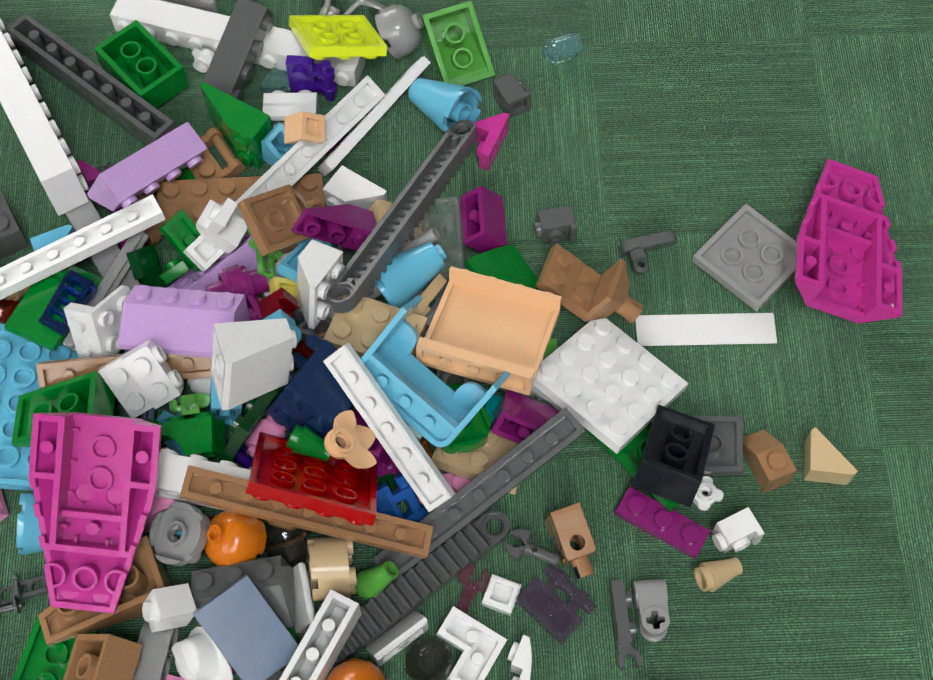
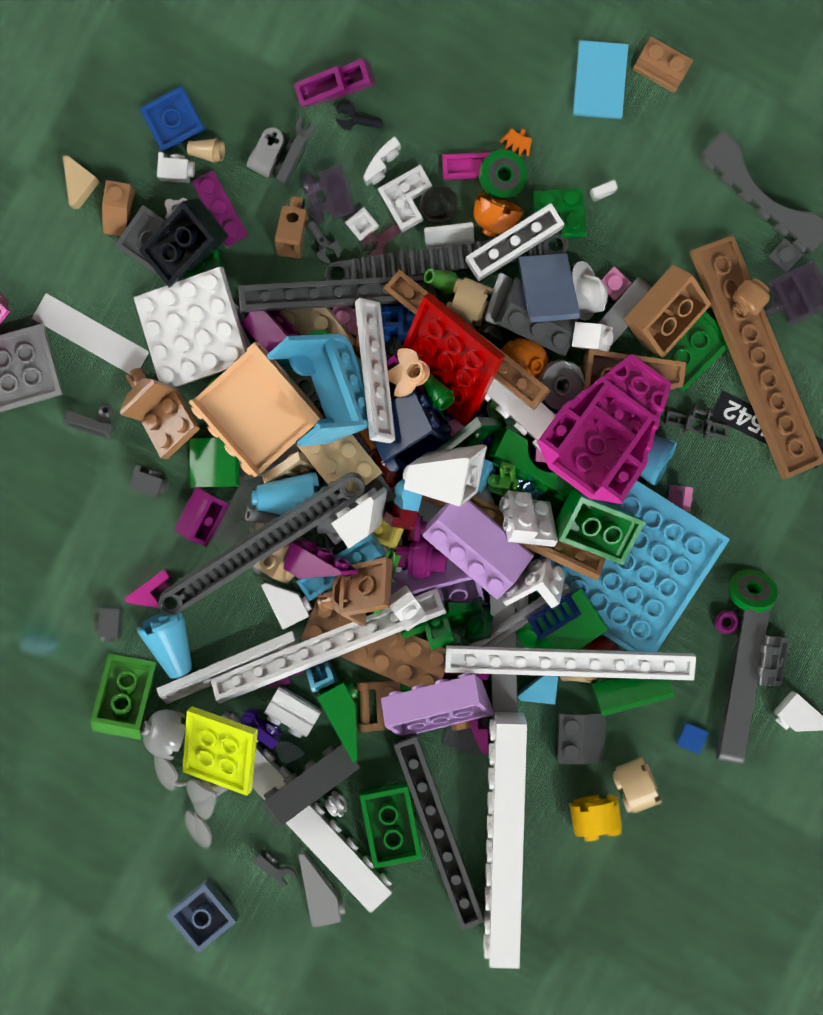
camera: 150 degrees left, 25 degrees up
(305, 128) = (295, 672): light nougat panel -> none
(776, 587) = (172, 119): none -> blue tile

